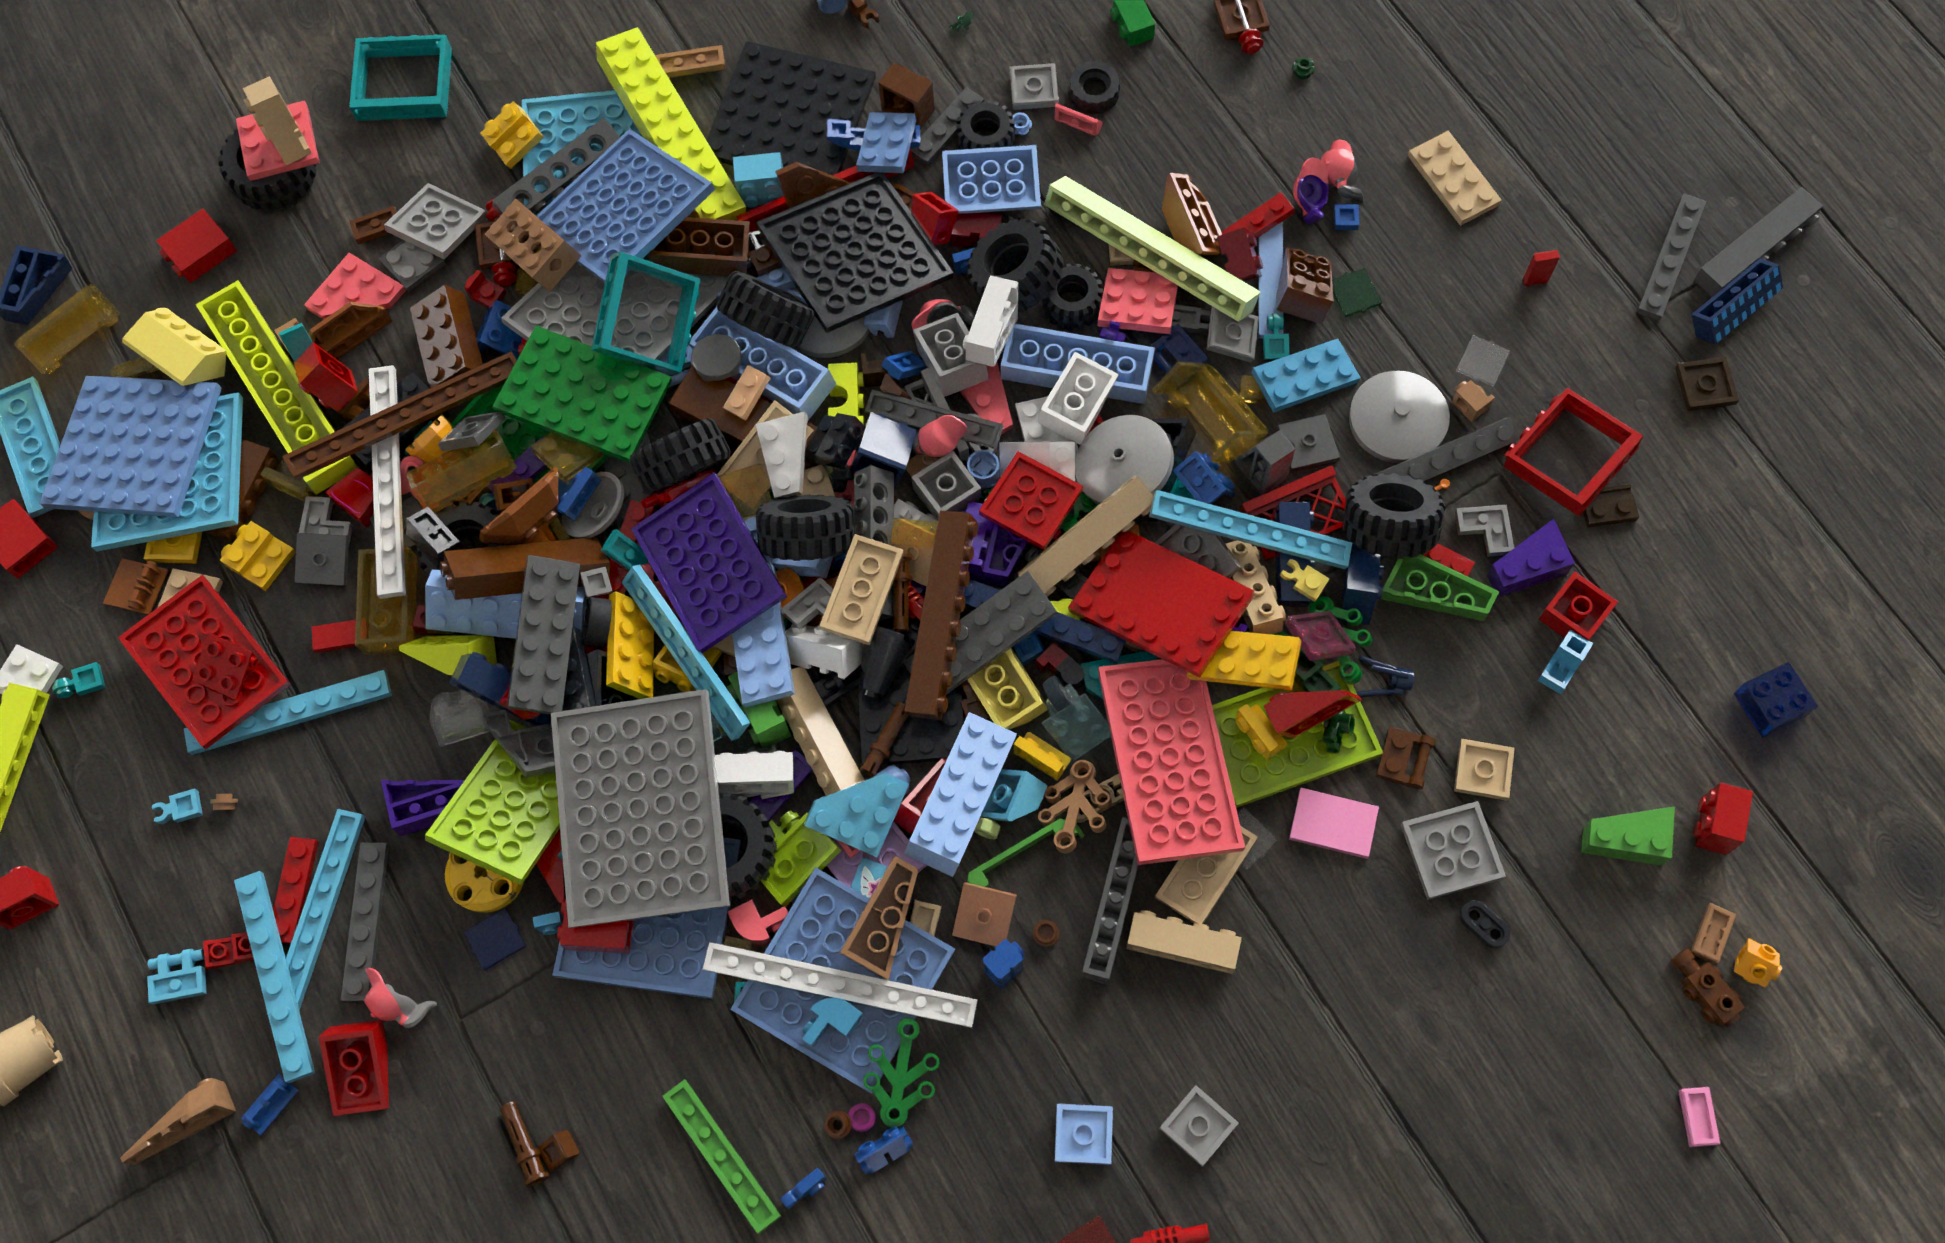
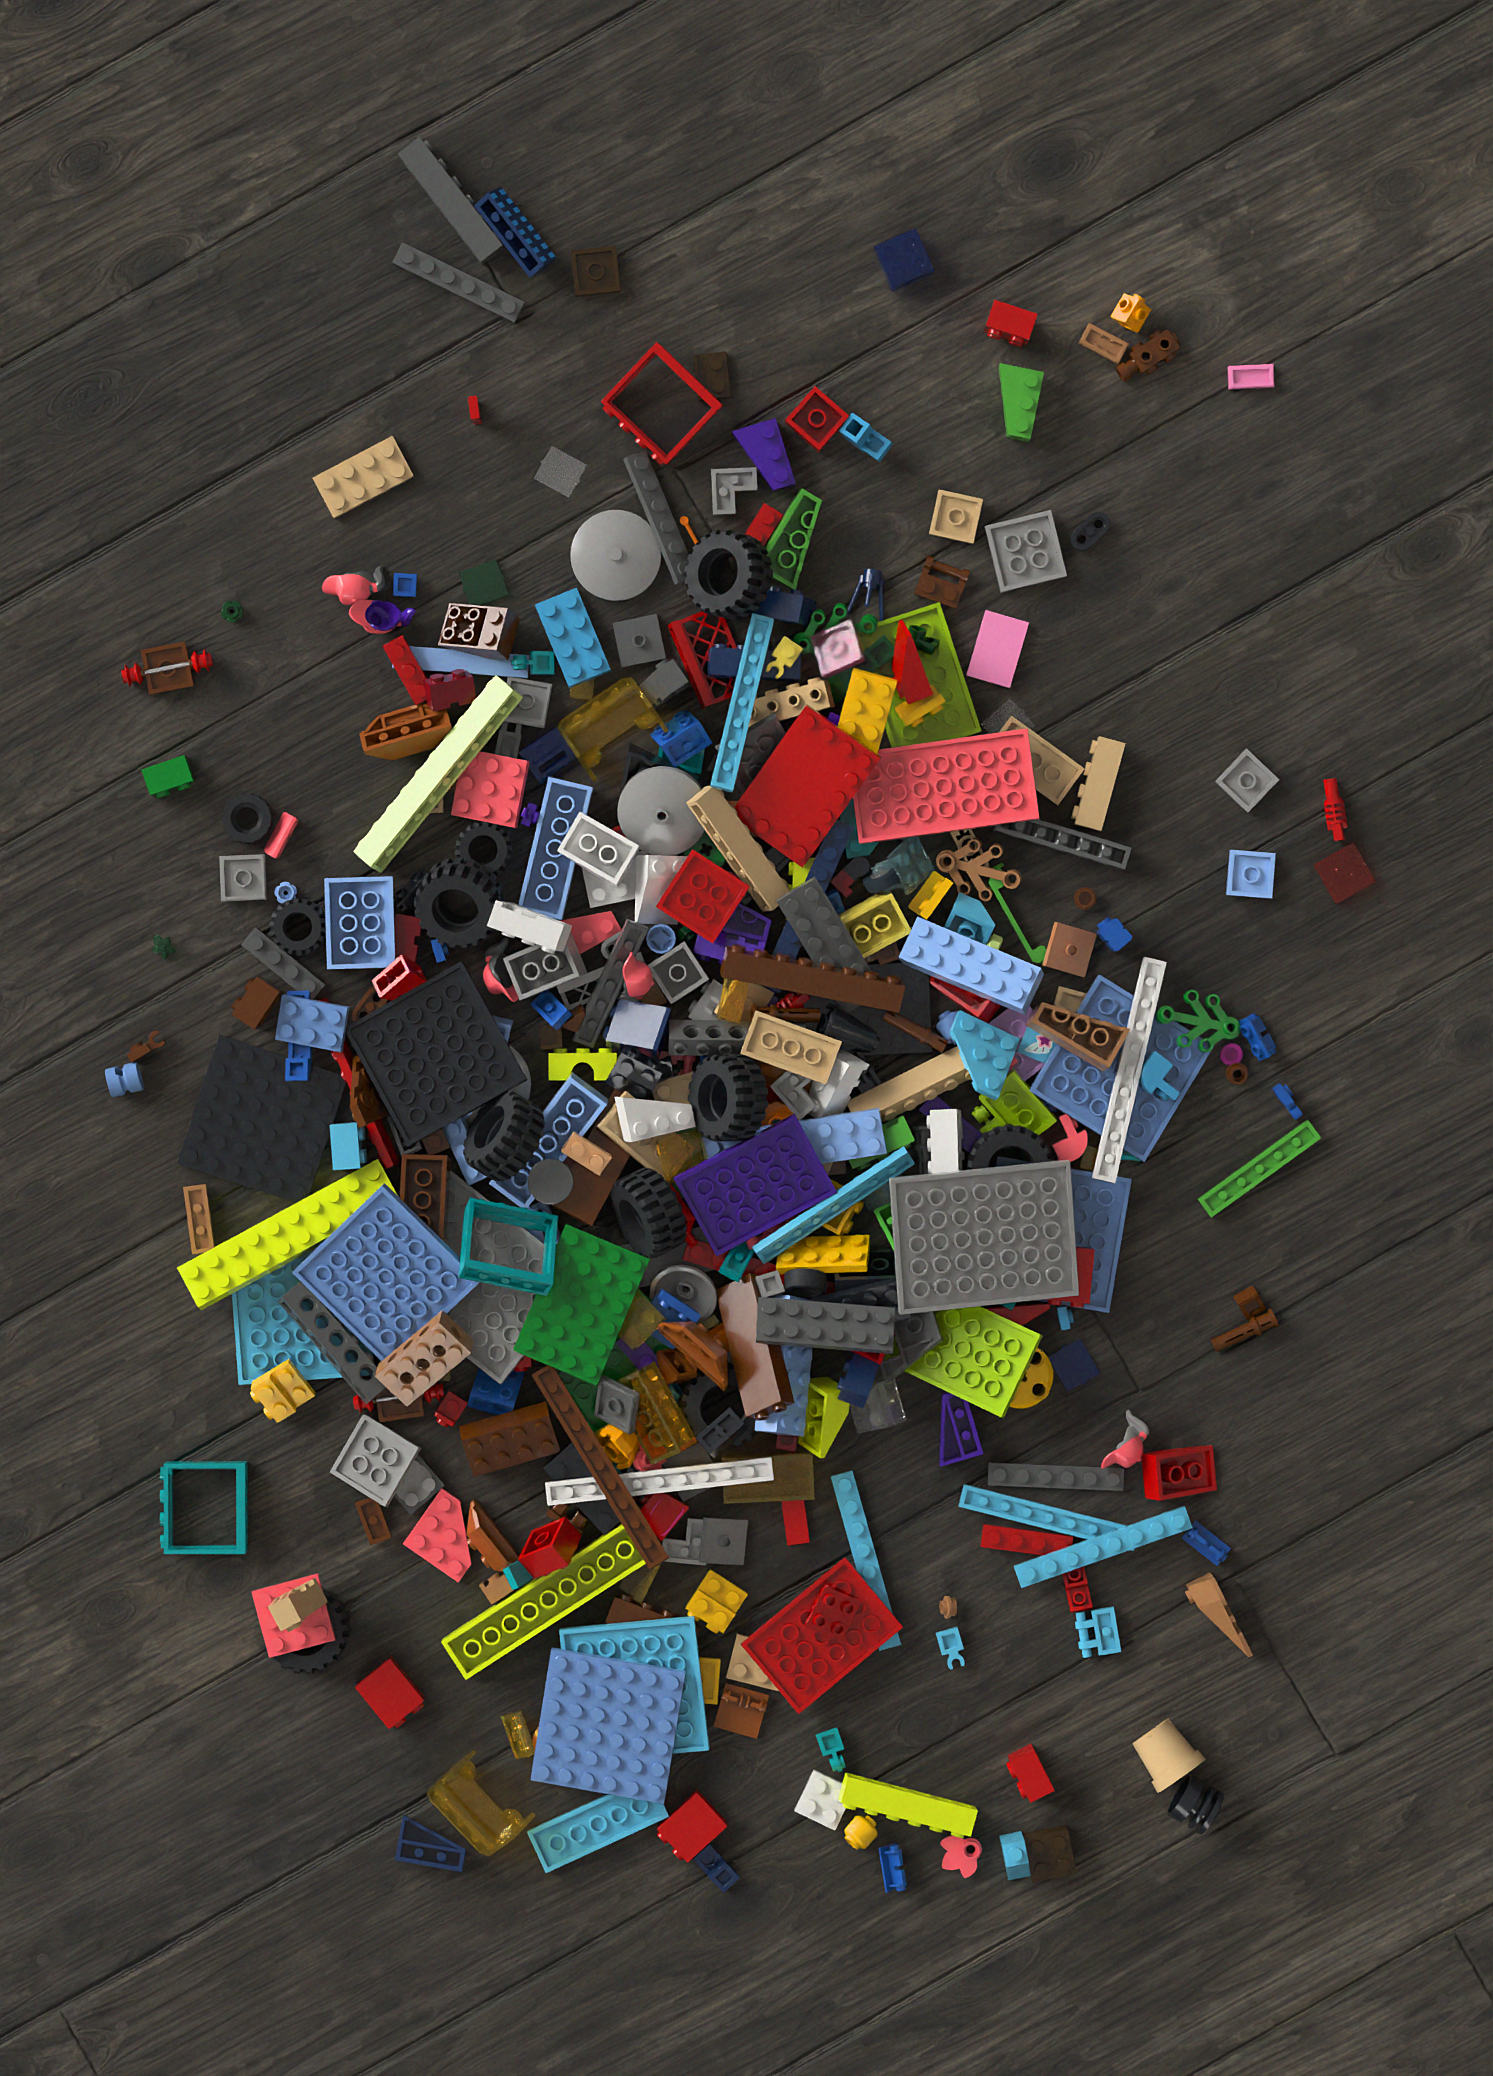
camera: 90 degrees left, 20 degrees up
(176, 347) = (510, 1694): light yellow slope -> none
(1472, 400) = (603, 488): medium nougat brick -> none

